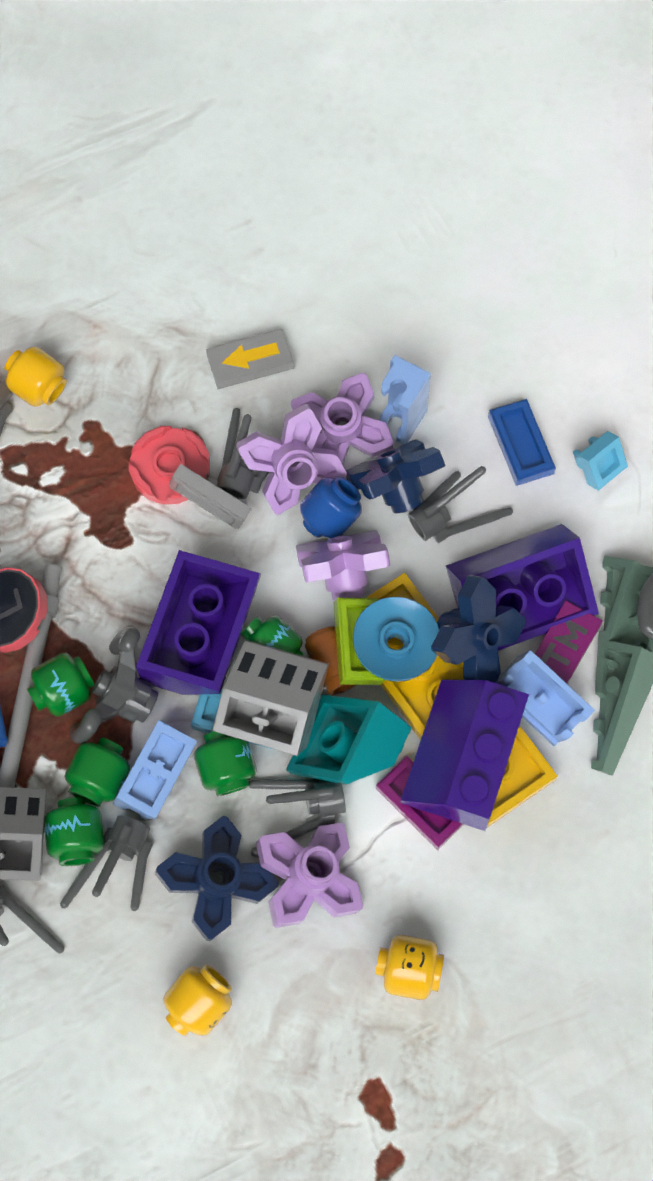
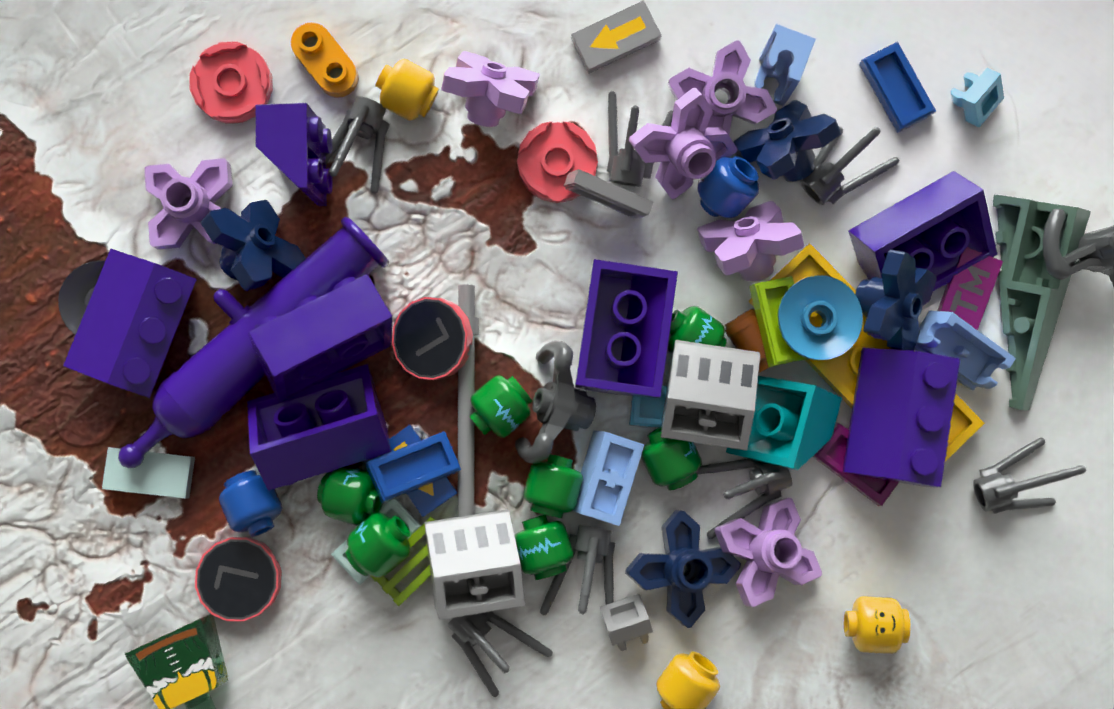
camera: 15 degrees left, 15 degrees up
(113, 384) = (489, 87): none -> lavender plant
(145, 922) = (626, 621): none -> light grey tile
(564, 848) = (997, 490): none -> dark grey plant

